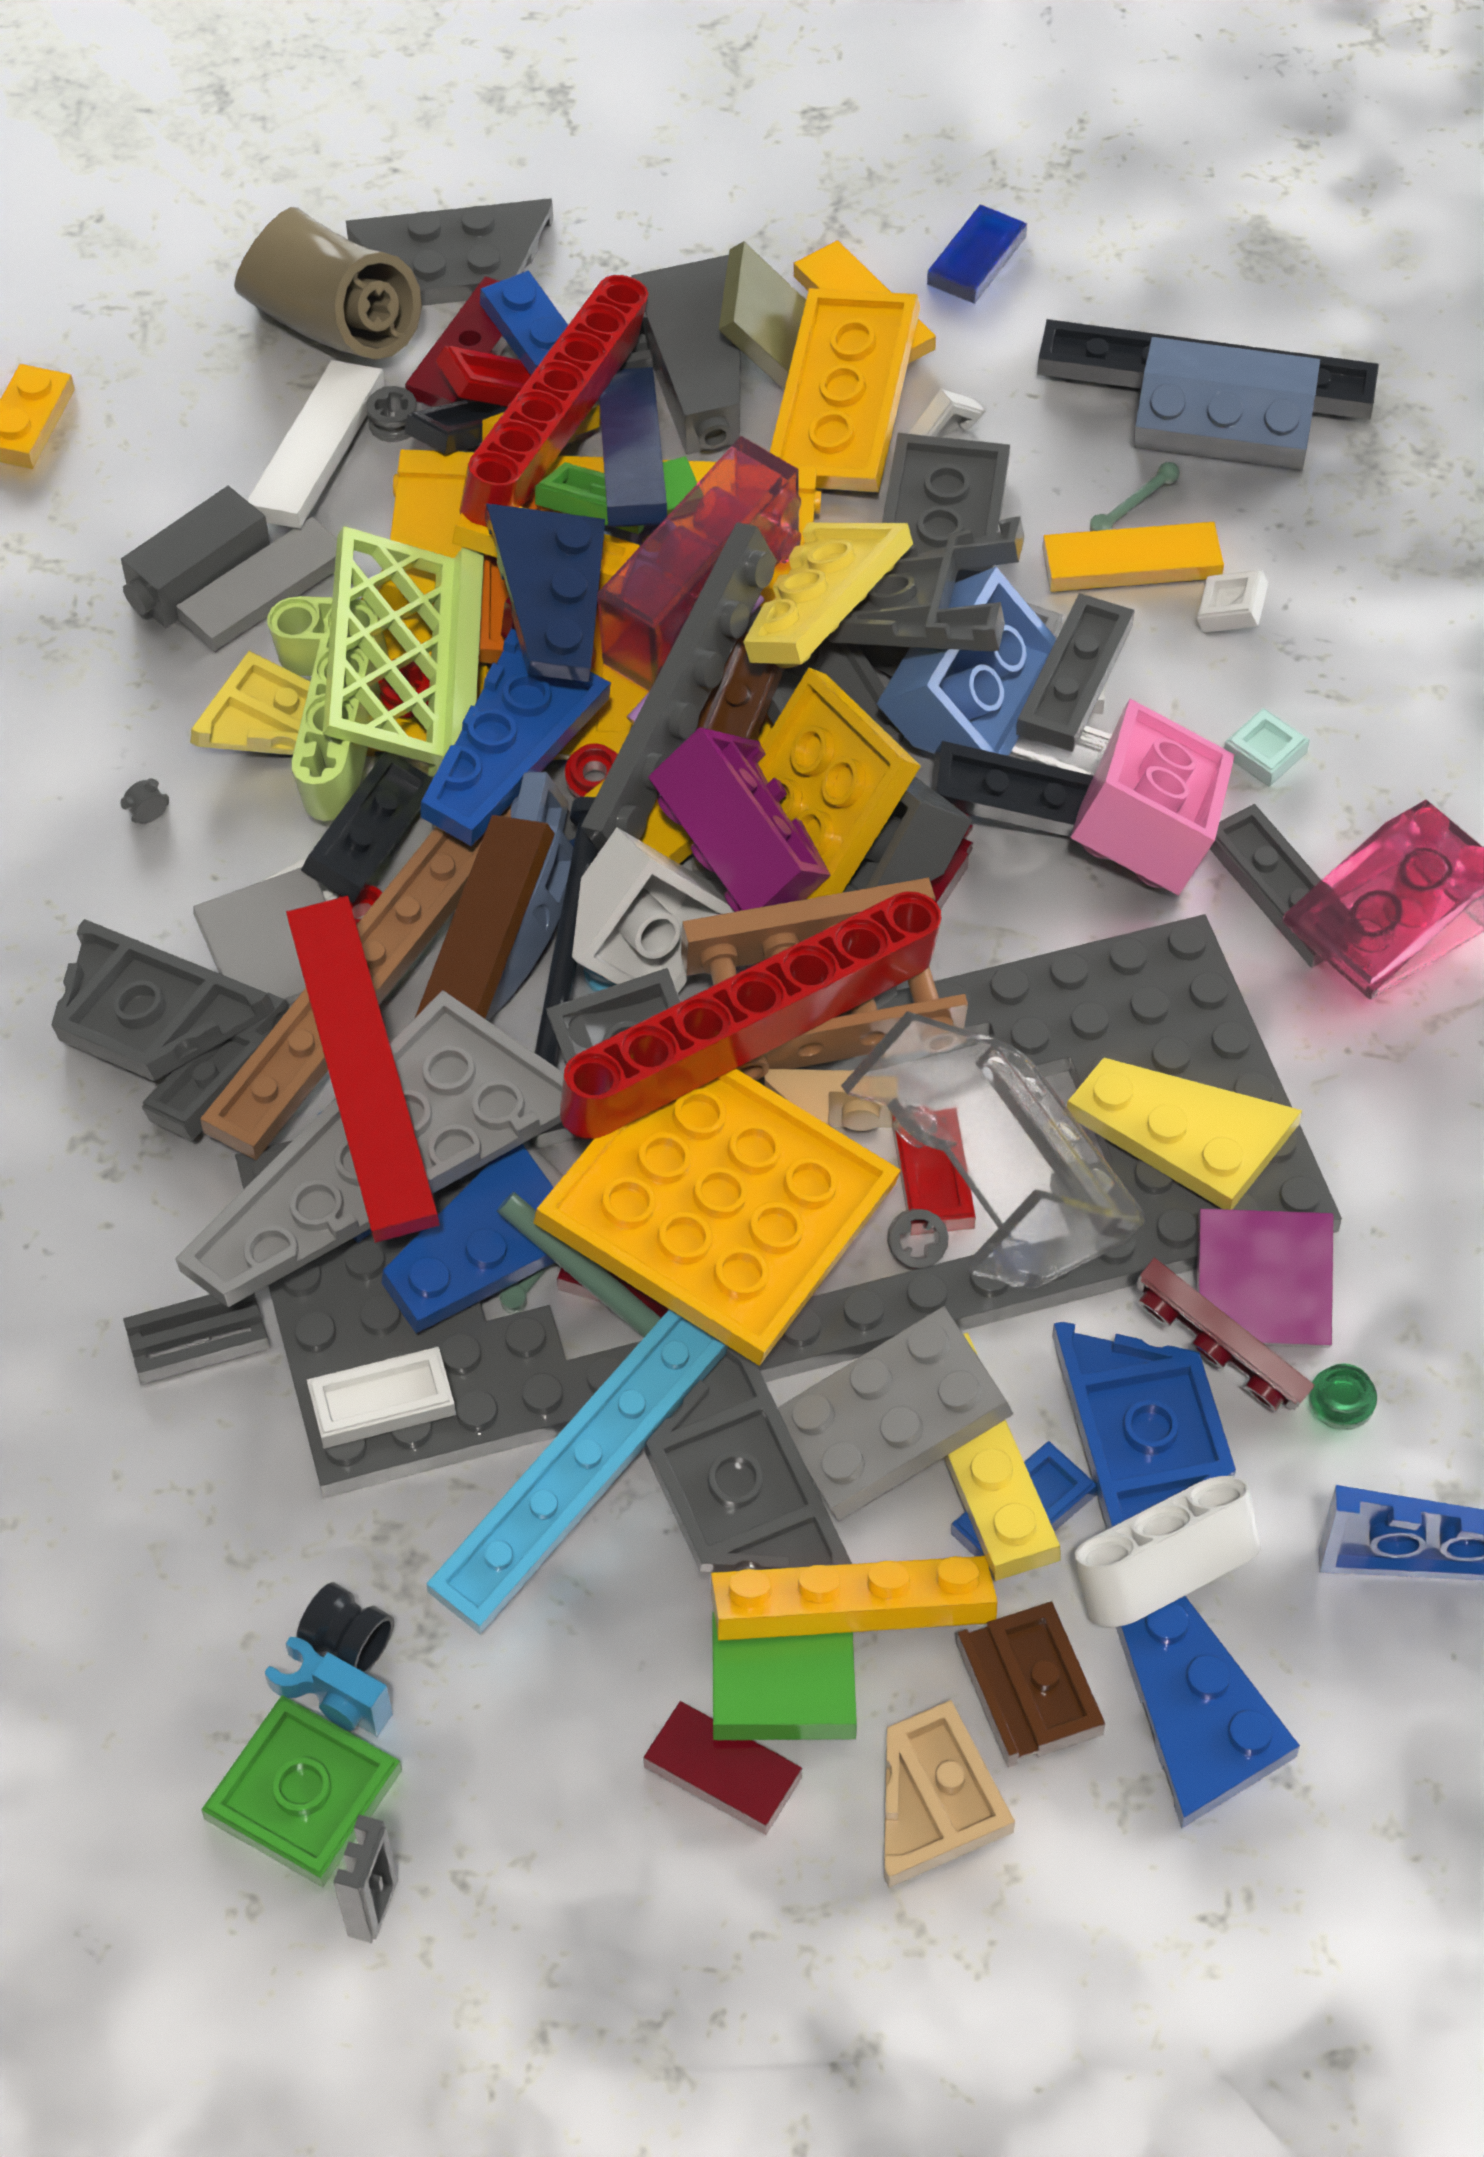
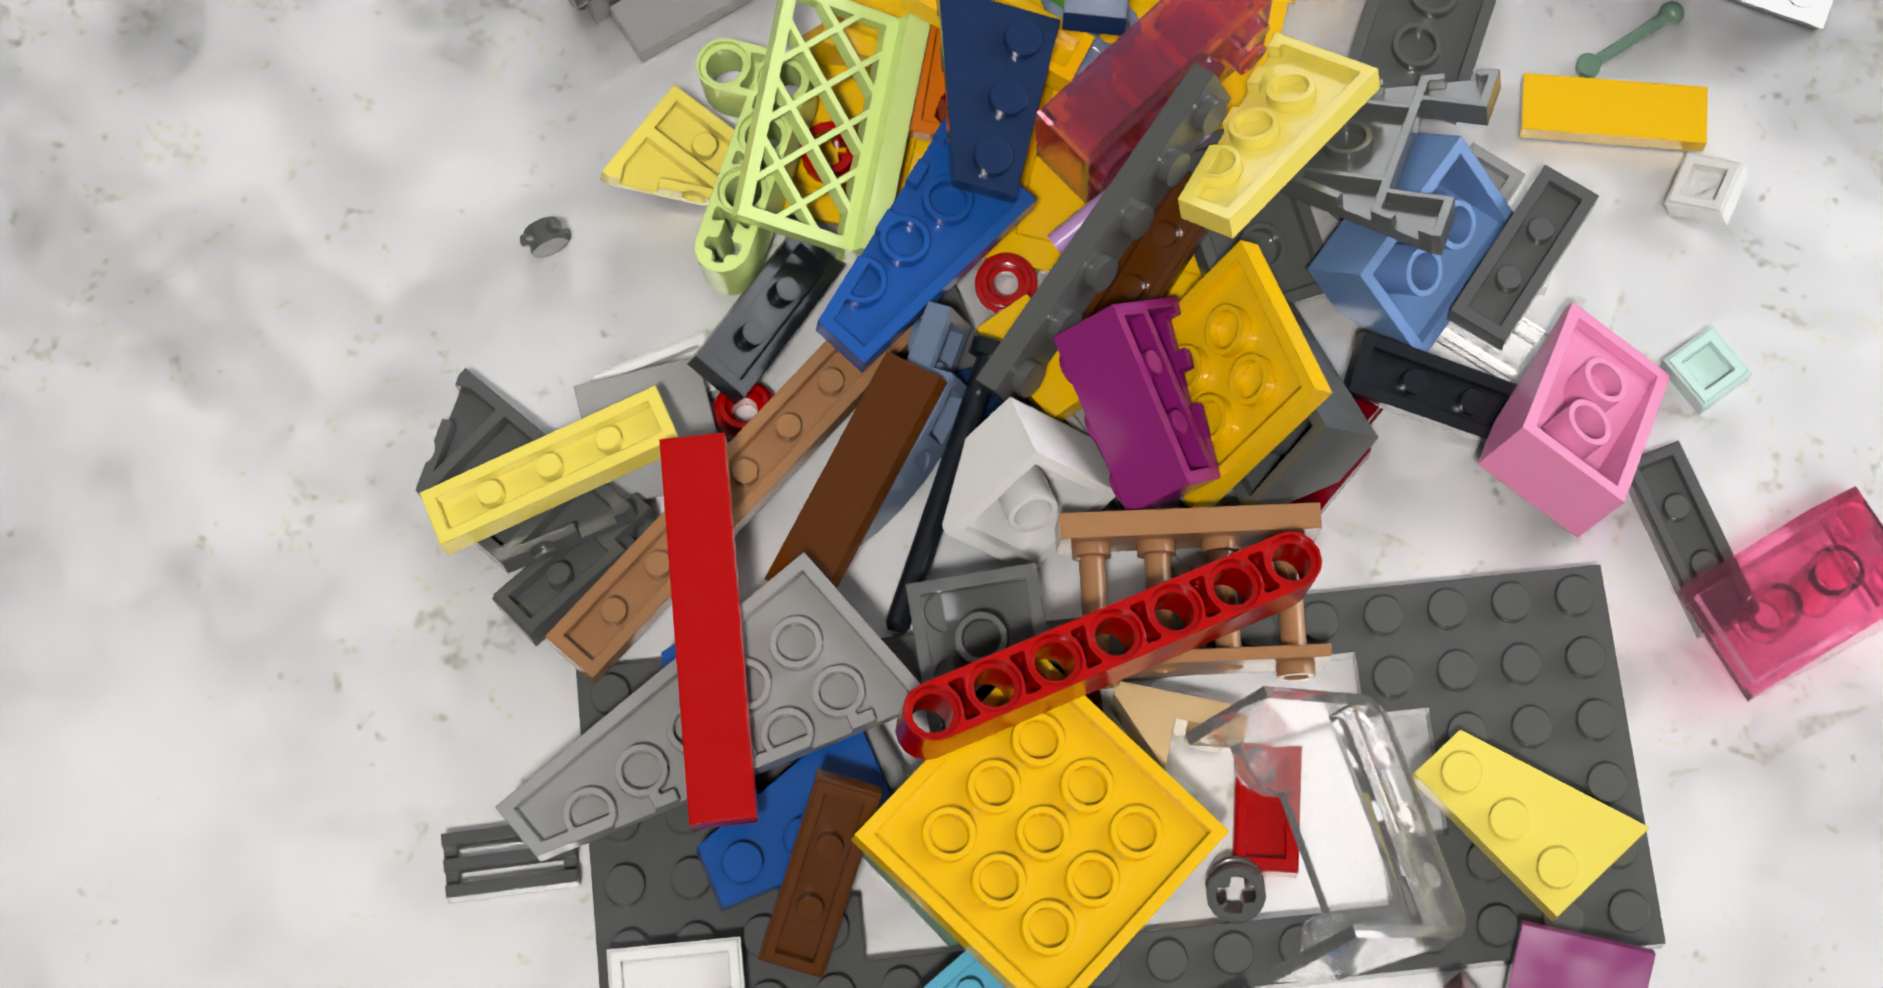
camera: 10 degrees right, 15 degrees up
(180, 974) = (548, 471): none -> light yellow plate
(506, 1270) = (818, 874): none -> reddish brown tile

